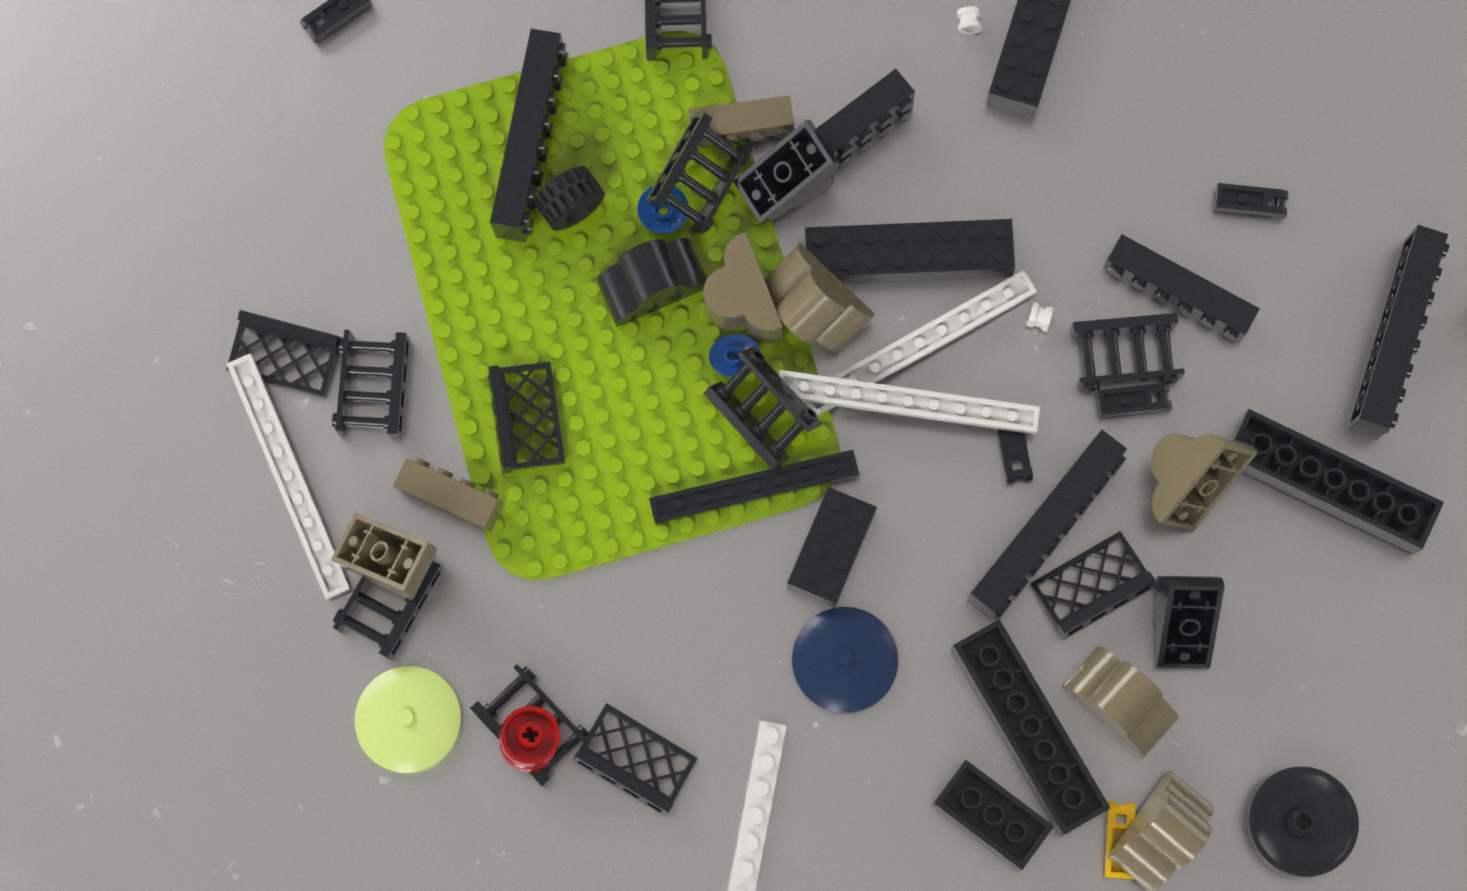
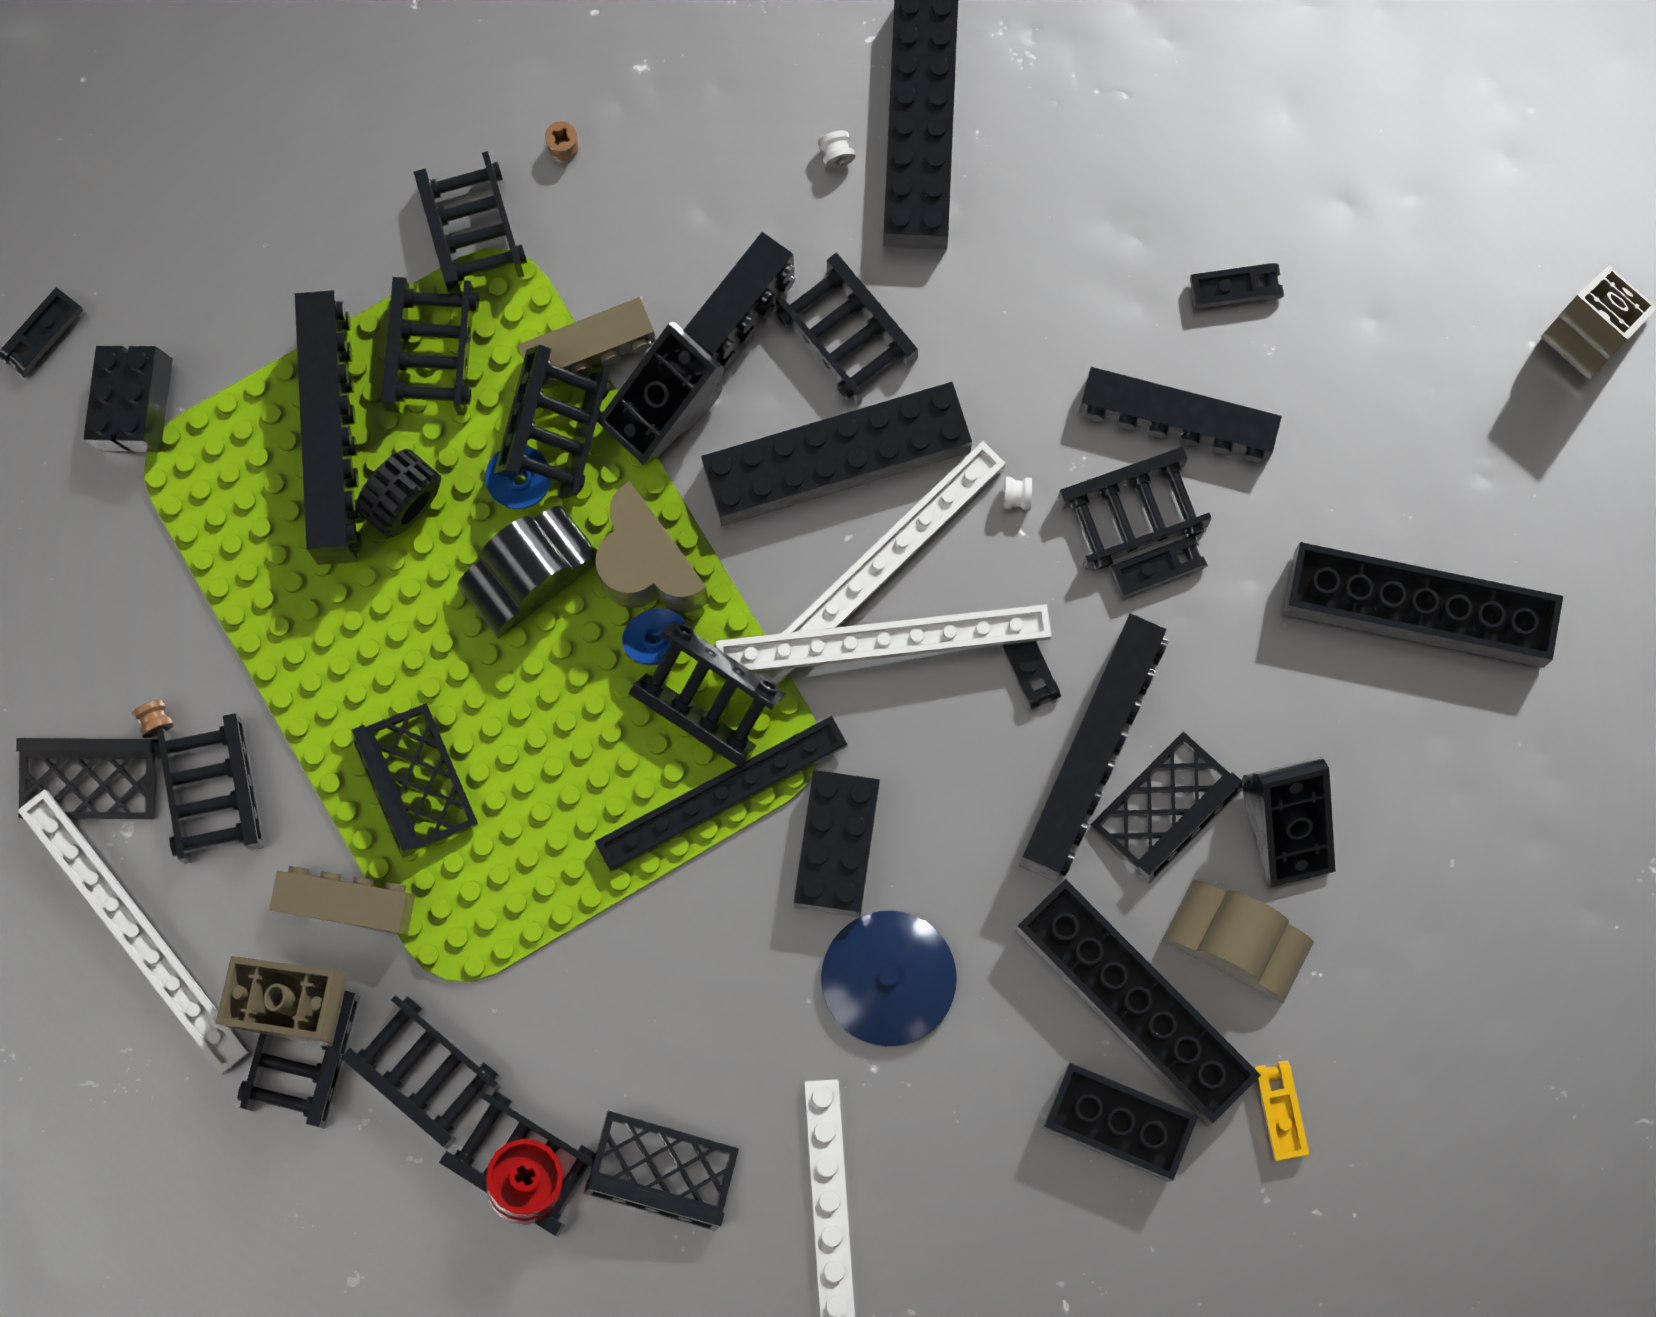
camera: 20 degrees left, 0 degrees up
(343, 320) = (152, 717): none -> medium nougat wheel
(387, 77) = (128, 398): none -> black piece
(408, 719) = (364, 1197): yellowish green dish -> none
(449, 638) = (415, 1104): none -> black fence
(604, 76) = (401, 329): none -> black fence
(815, 301) = (737, 544): dark tan brick -> none
(956, 139) = (858, 300): none -> black fence
(1164, 833) = (1333, 1088): dark tan brick -> none
(1194, 475) = (1256, 641): dark tan brick -> none
(1303, 821) = (1495, 1029): black dish -> none
(1398, 332) = (1455, 403): black brick -> none

